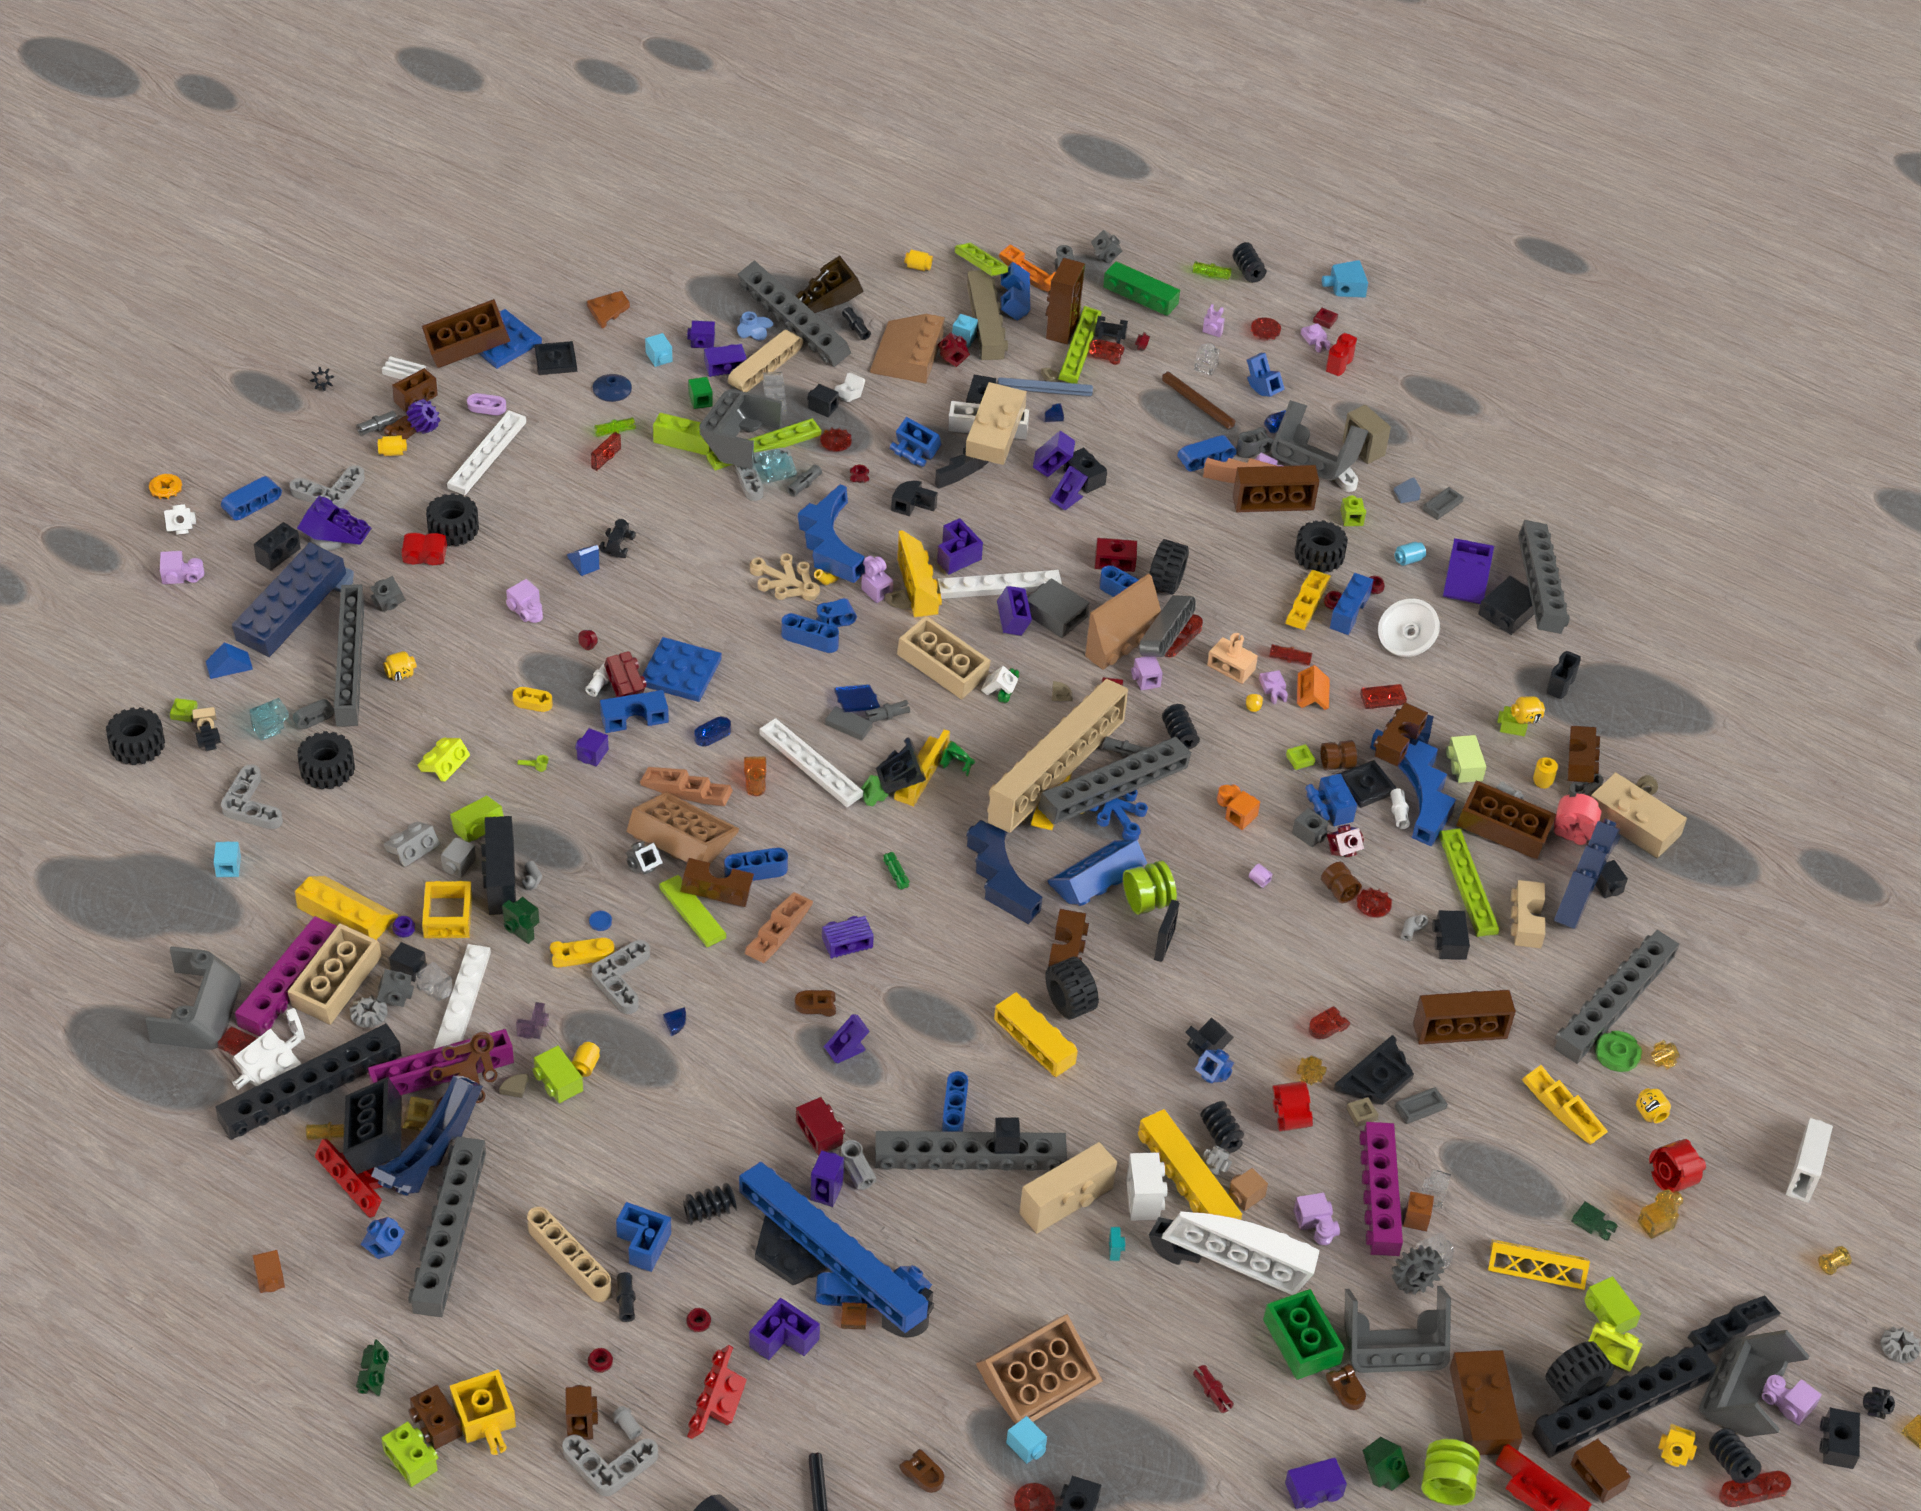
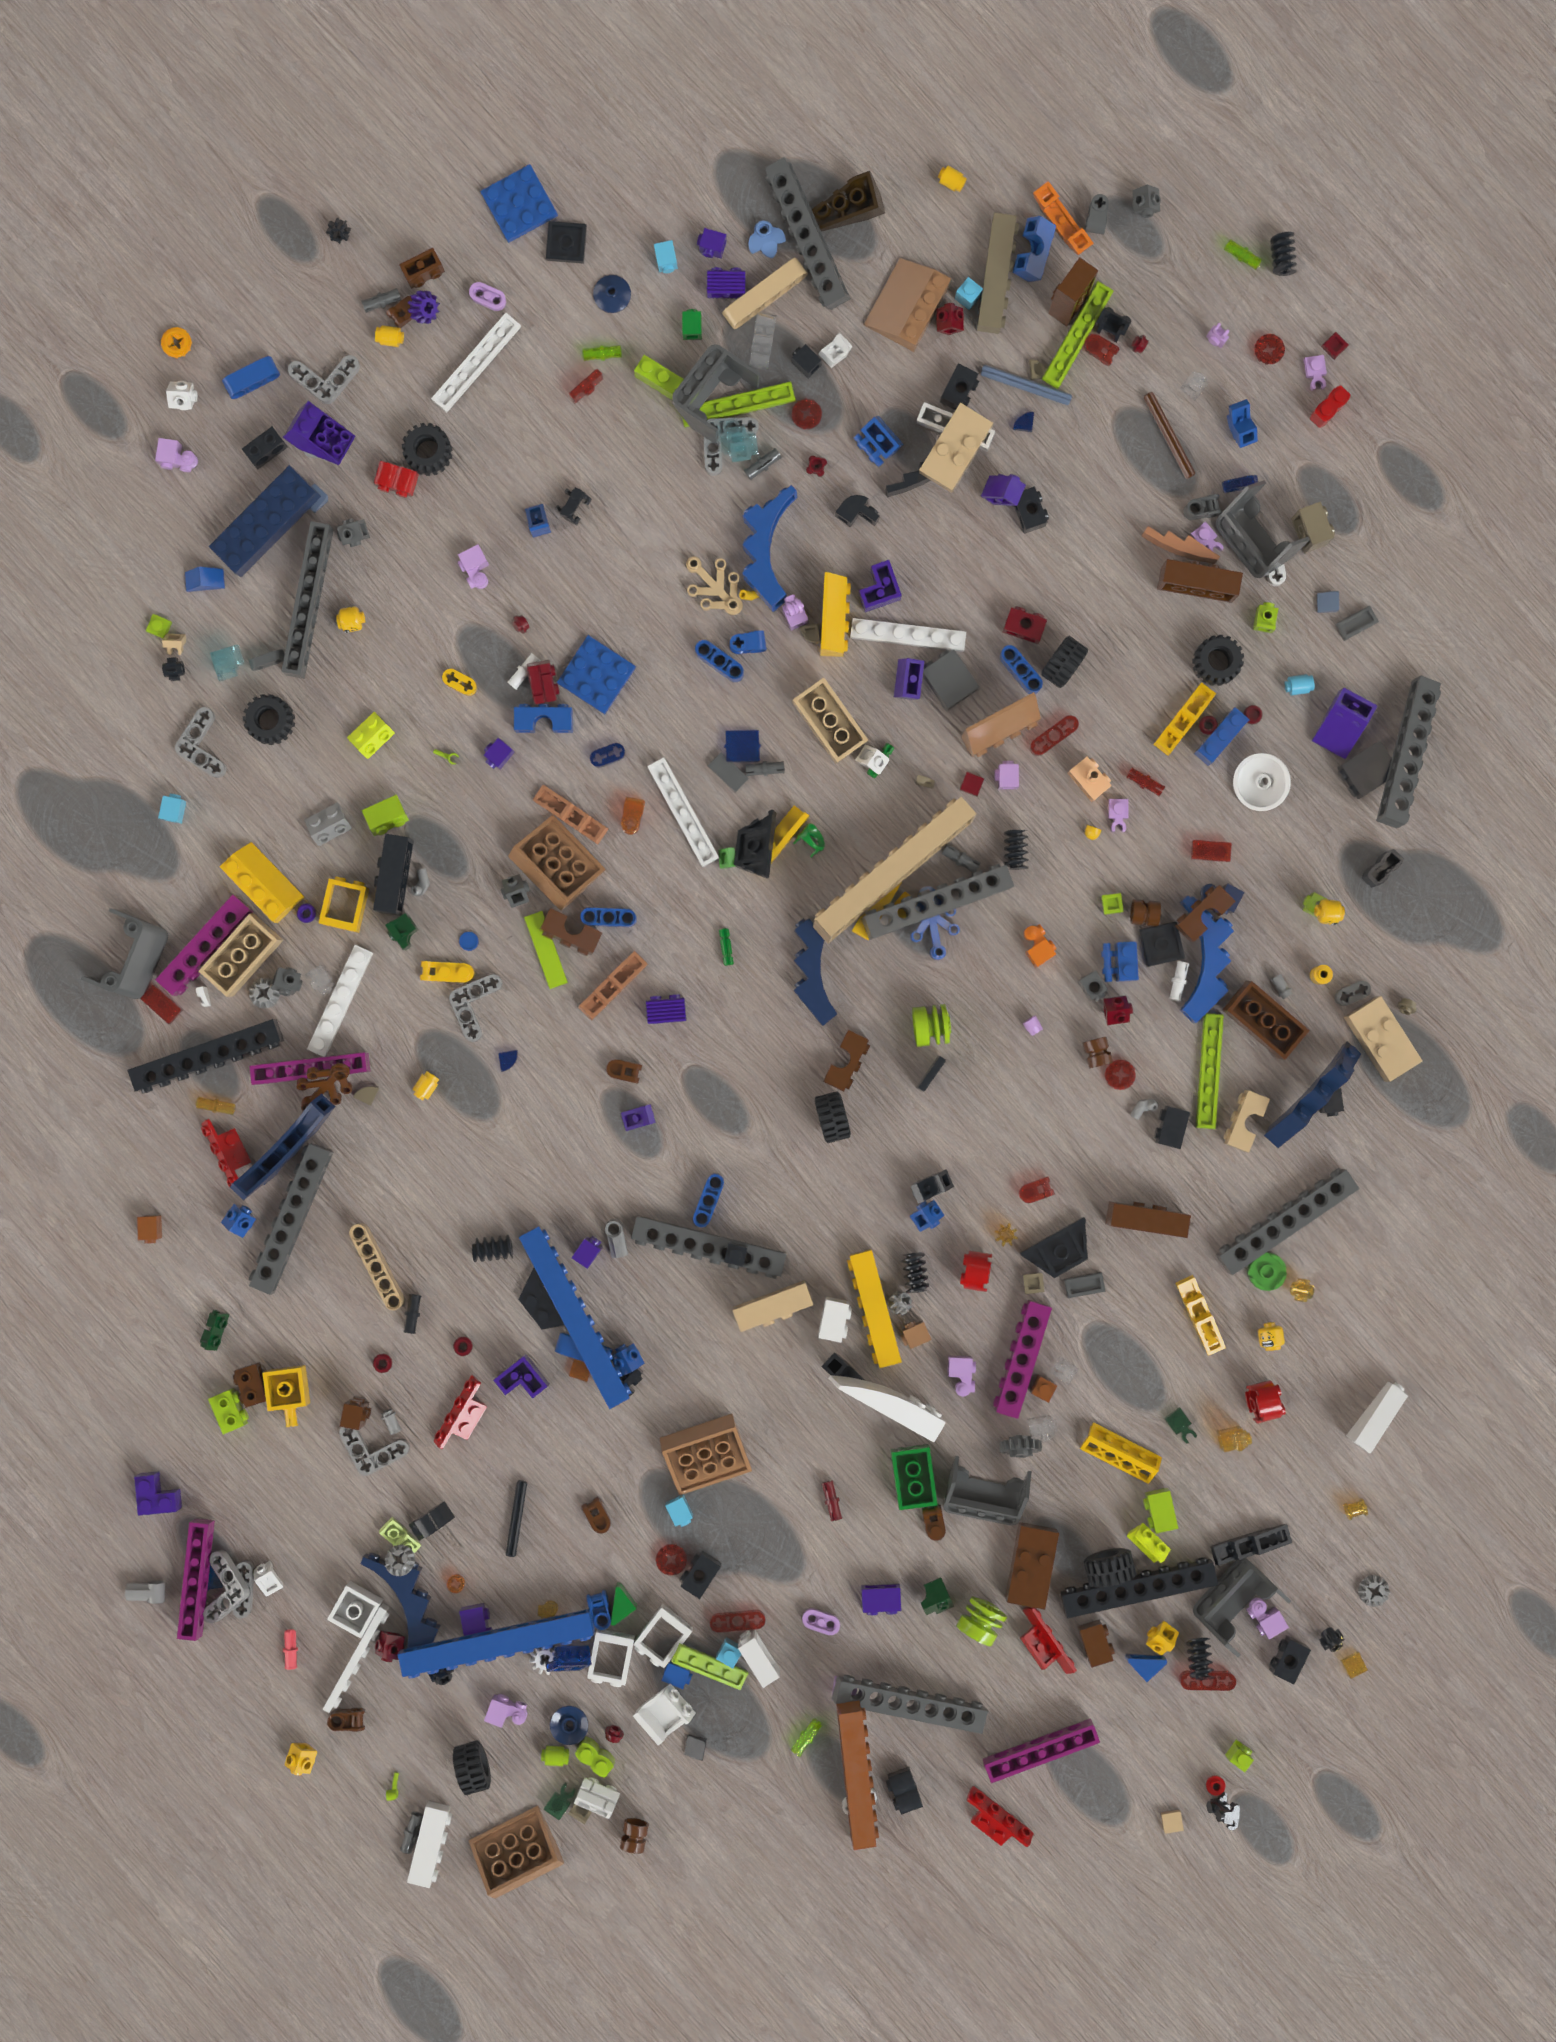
camera: 20 degrees right, 40 degrees up
(135, 736) = (101, 644): black tyre -> none
(265, 1059) = (175, 1028): white plate -> none
(372, 1125) = (243, 1124): black brick -> none
(401, 368) = (406, 219): white tile -> none
(407, 960) = (303, 953): black brick -> none
(418, 1113) = (284, 1112): clear yellow brick -> none
(458, 857) = (362, 852): light grey brick -> none
(465, 333) = (482, 203): reddish brown brick -> none
(533, 1028) = (397, 1037): clear purple bracket -> none
(557, 1074) = (400, 1098): lime brick -> none
(608, 307) = (631, 179): dark orange wing -> none
(646, 1232) = (440, 1267): blue brick -> none
(819, 1125) = (596, 1197): dark red brick -> none
(856, 323) = (866, 257): black pin -> none
(981, 259) = (1013, 195): lime tile -> none
(1036, 1034) = (793, 1147): yellow brick -> none
(1067, 490) = (1005, 533): dark purple slope -> none
(1097, 871) = (895, 990): blue slope -> none
(1116, 1243) = (798, 1359): teal plate -> none
(1141, 288) = (1161, 270): green brick -> none
(1167, 626) = (1040, 733): dark grey beam -> none
(1196, 454) = (1152, 512): blue beam -> none
(1313, 687) = (1151, 827): orange panel -> none
(1347, 279) = (1375, 298): dark azure torso -> none
(1466, 758) = (1257, 940): yellowish green brick -> none
(1577, 818) = (1327, 1036): coral brick -> none
(1583, 754) = (1369, 948): reddish brown arch -> none
(1670, 1484) = (1146, 1665): none -> blue slope

